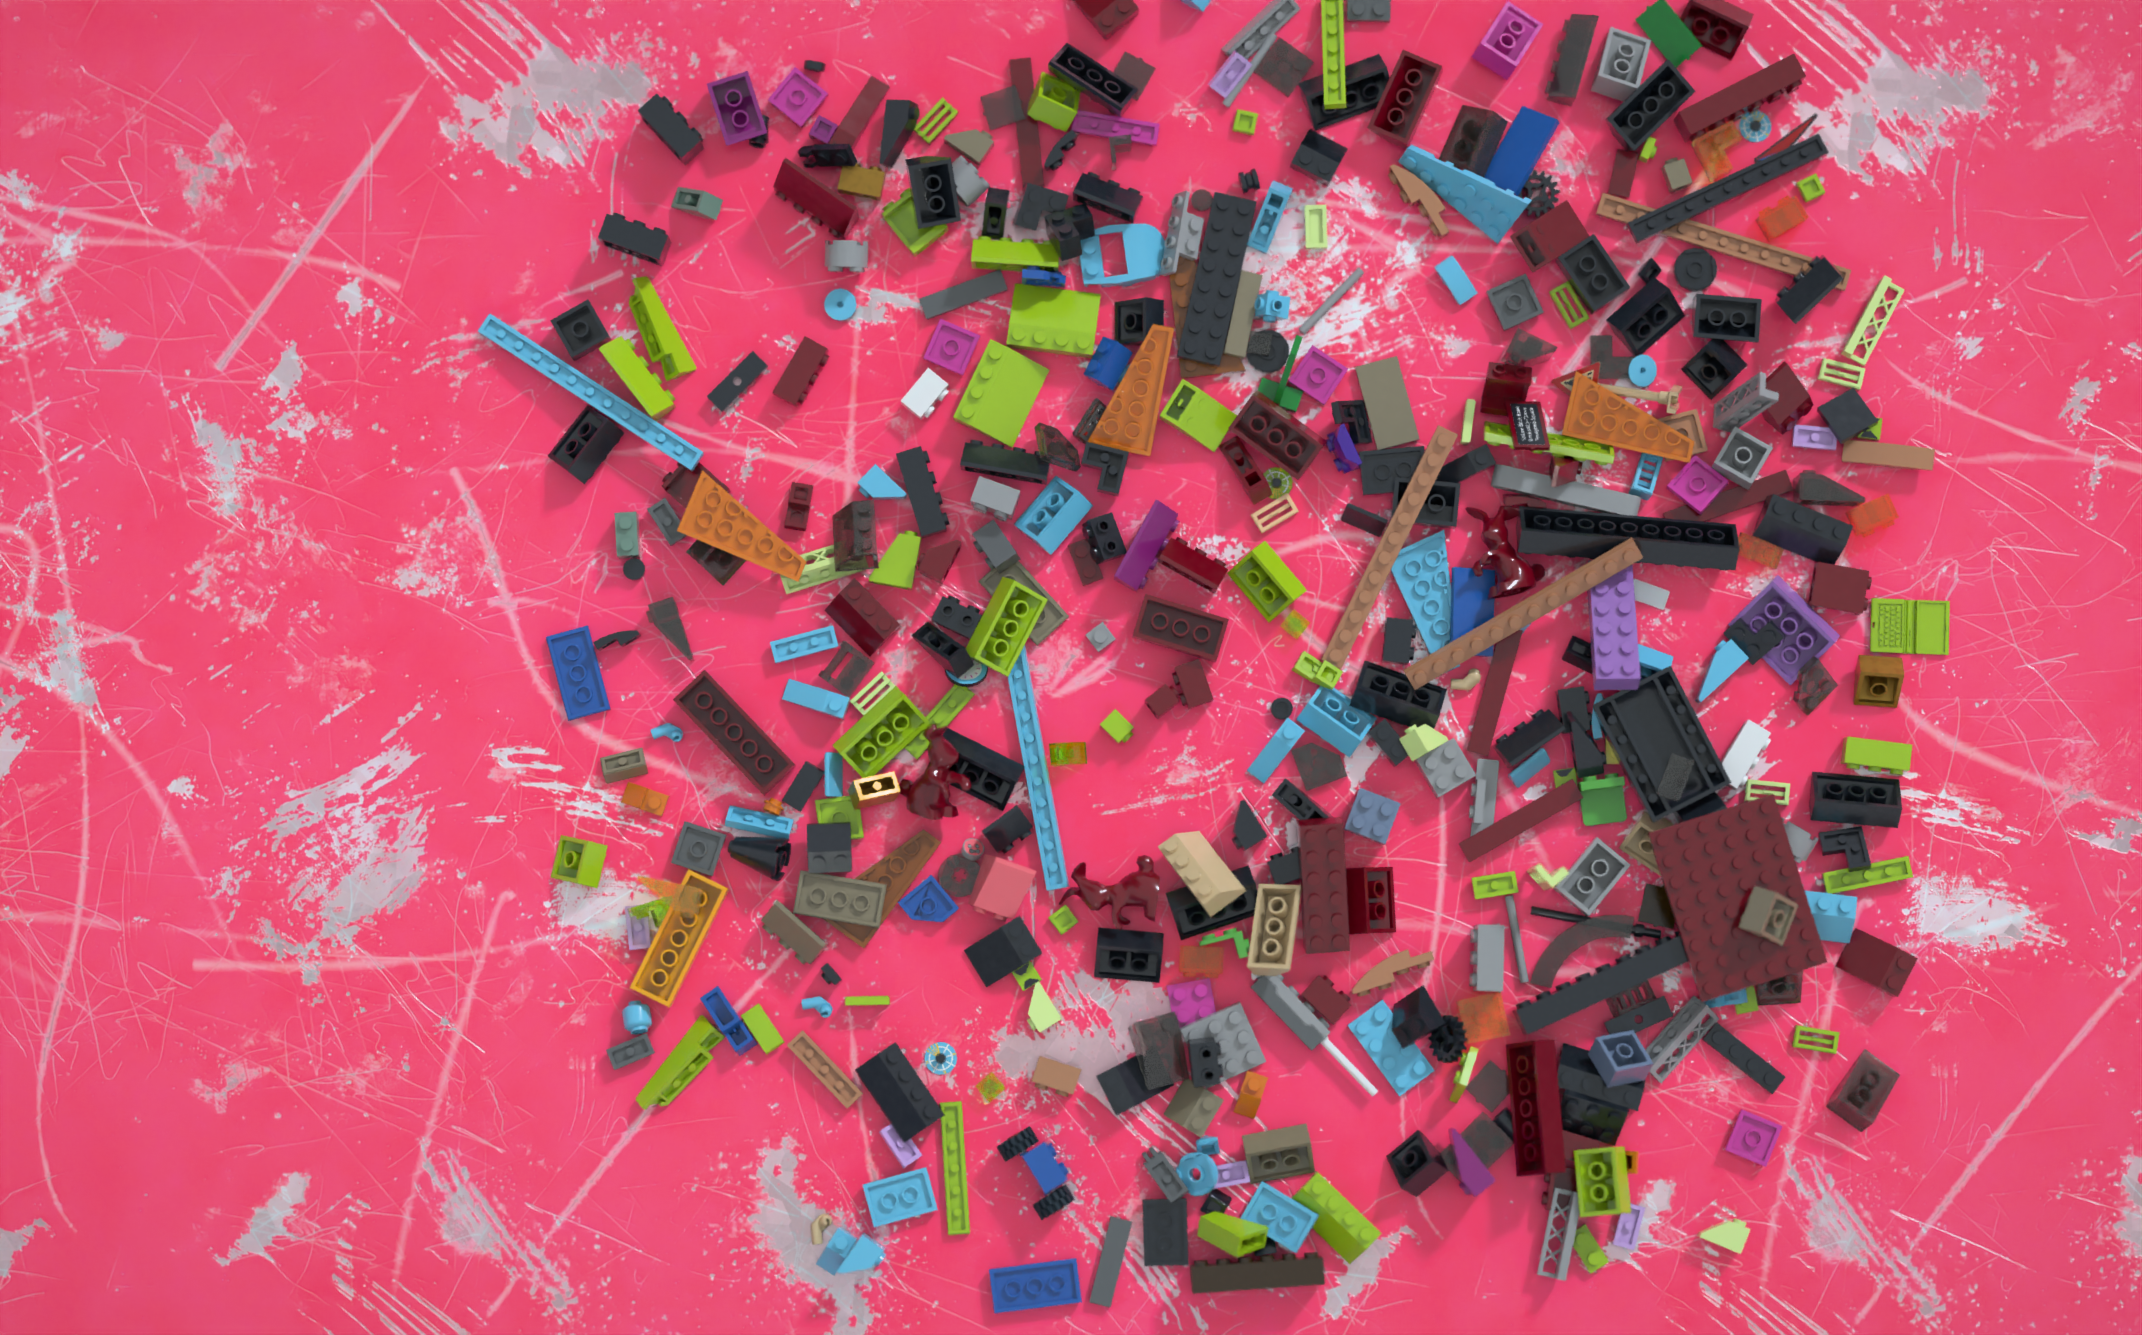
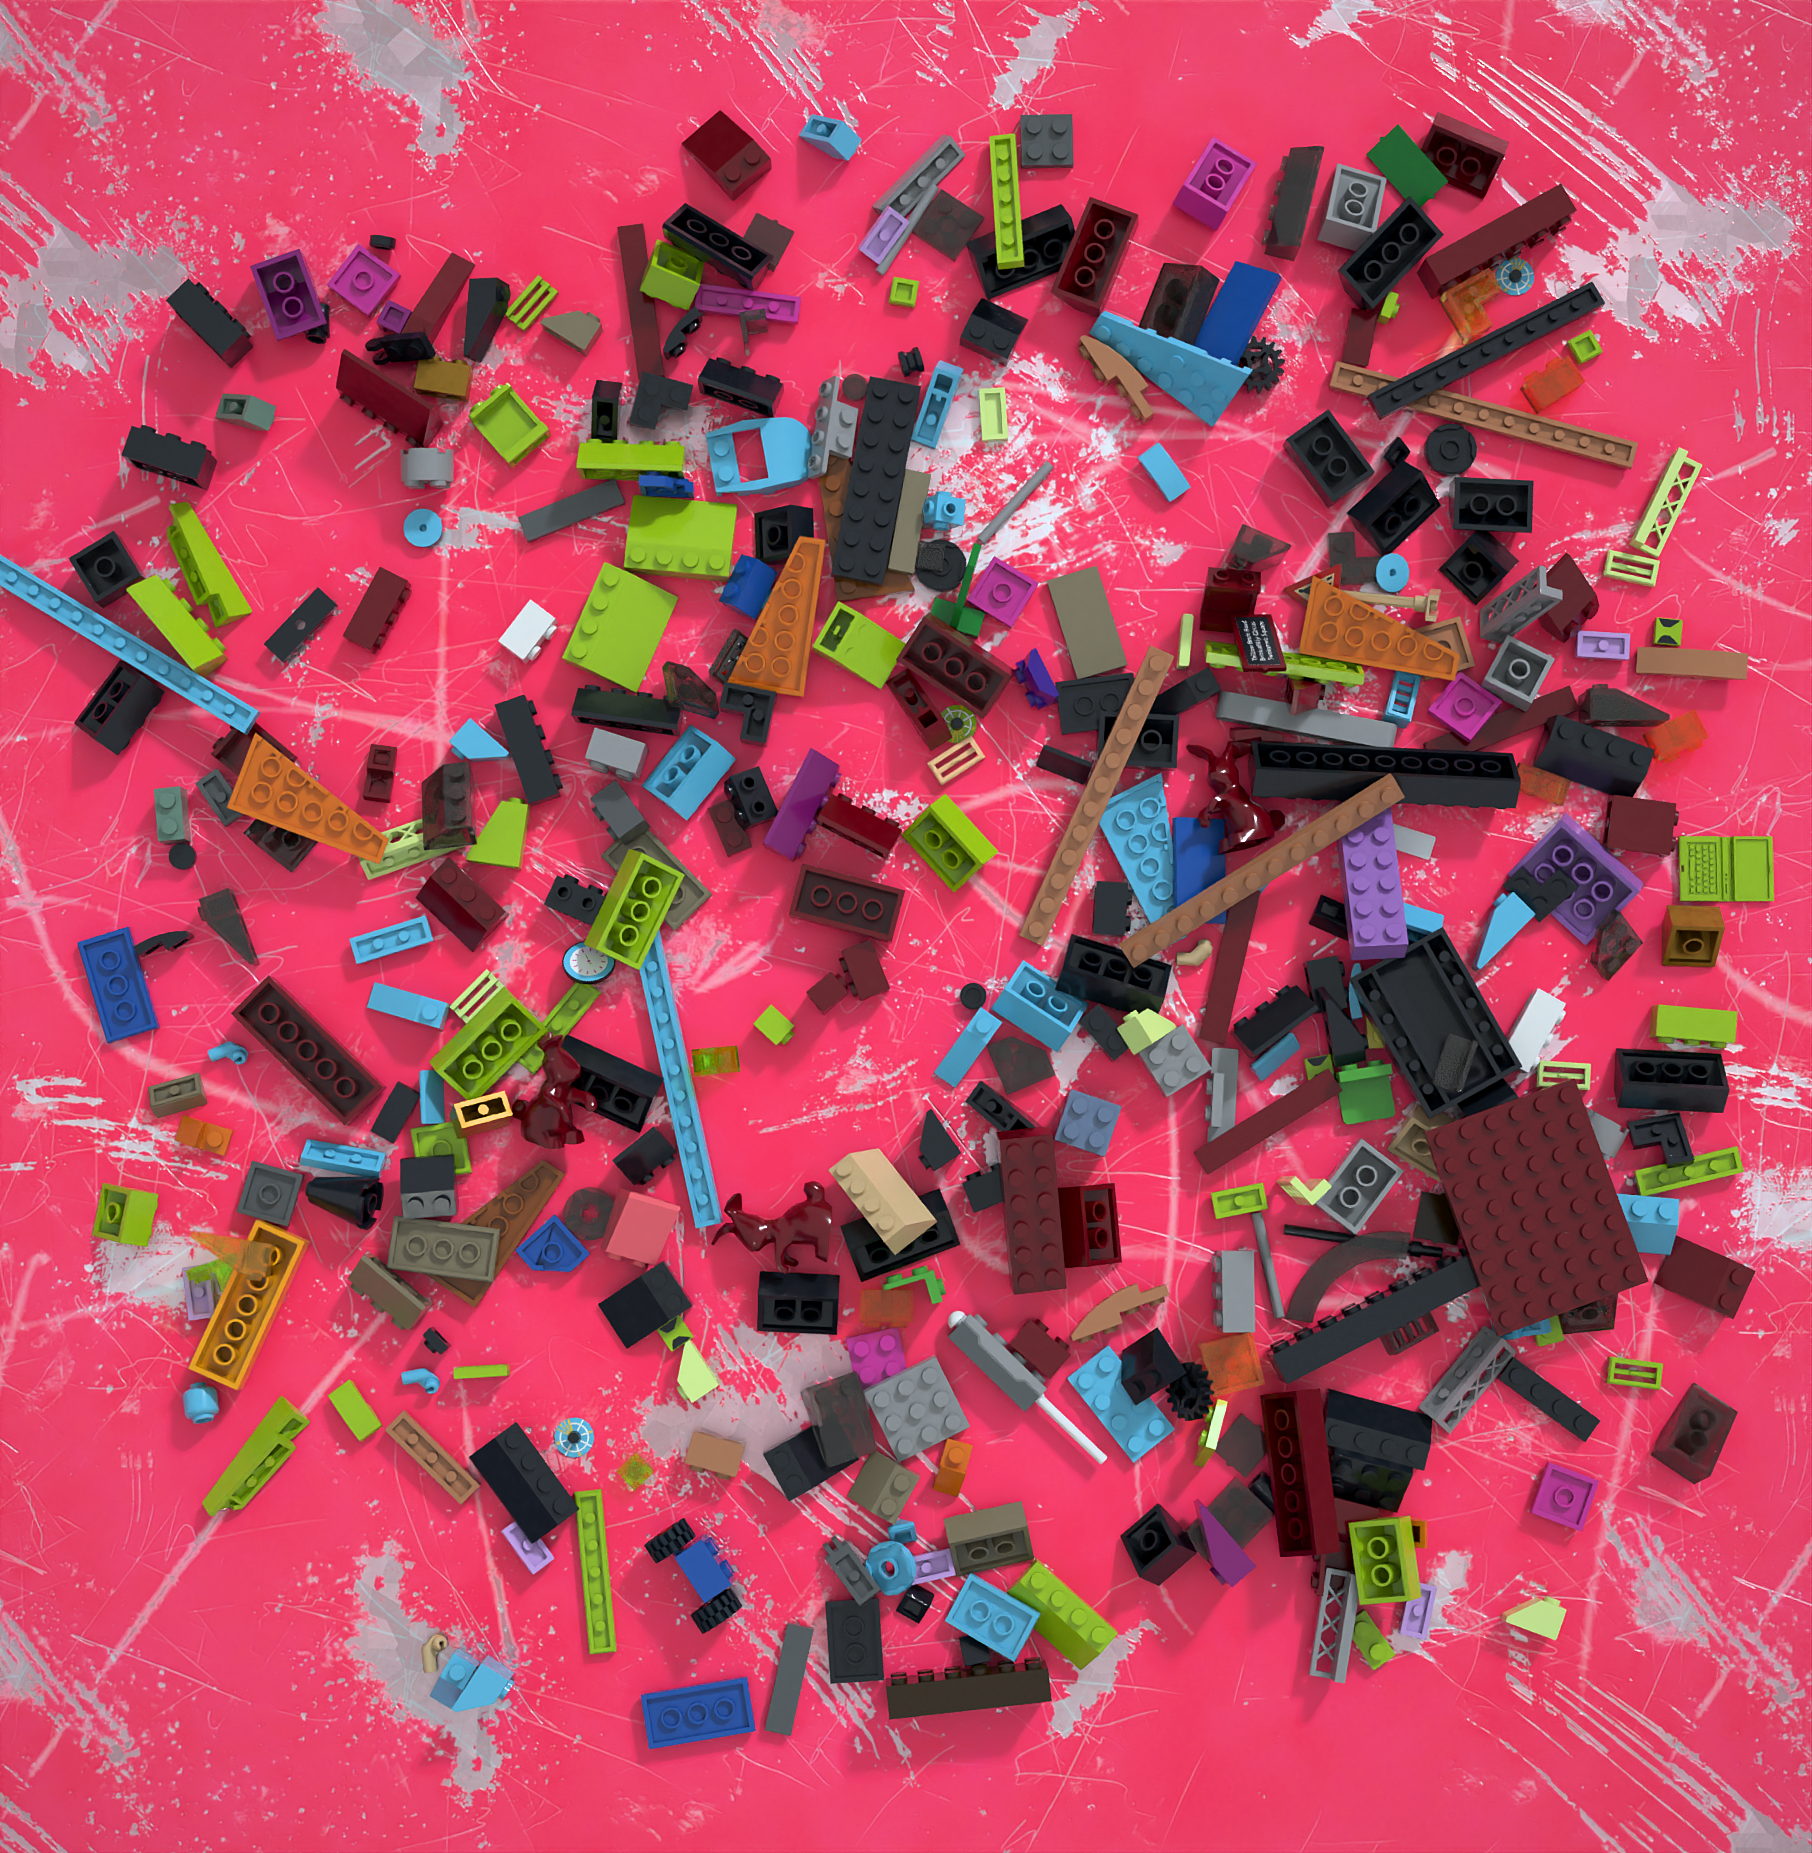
camera: 10 degrees left, 0 degrees up
(630, 1051) = (194, 1444): dark grey plate -> none
(728, 1021) = (313, 1403): blue slope -> none
(773, 806) = (360, 1138): orange plate -> none
(852, 673) = (450, 974): clear smoke plate -> none
(900, 1197) = (529, 1610): medium azure plate -> none
(932, 191) = (528, 384): black slope -> none
(938, 560) = (551, 832): dark red slope -> none
(944, 649) = (560, 940): black slope -> none
(951, 347) = (559, 574): dark pink plate -> none
(967, 181) = (566, 373): light grey brick -> none
(972, 849) = (604, 1181): tile -> none
(1002, 107) = (611, 284): clear smoke piece -> none
(1063, 919) = (717, 1262): lime tile -> none
(1068, 228) = (694, 425): black brick -> none
(1100, 637) = (750, 917): light grey plate -> none
(1204, 1061) = (894, 1431): black brick -> none
(1232, 1233) = (935, 1640): lime slope -> none
(1274, 929) = (973, 1266): tan slope -> none
(1295, 624) = (985, 893): clear neon green plate -> none
(1316, 671) = (1014, 950): lime slope -> none
(1354, 415) = (1048, 638): black plate -> none
(1514, 302) = (1235, 496): dark grey plate -> none
(1549, 236) = (1275, 414): dark red slope -> none
(1585, 317) = (1292, 503): lime tile -> none
(1620, 1058) = (1400, 1408): sand blue brick -> none
(1651, 1013) = (1434, 1350): black tile -> none
(1676, 174) = (1423, 336): dark tan brick -> none
(1768, 915) = (1575, 1227): dark tan slope -> none
(1788, 140) = (1555, 291): sticker -> none
(1808, 288) = (1589, 465): black slope -> none
(1847, 415) = (1641, 617): black tile -> none

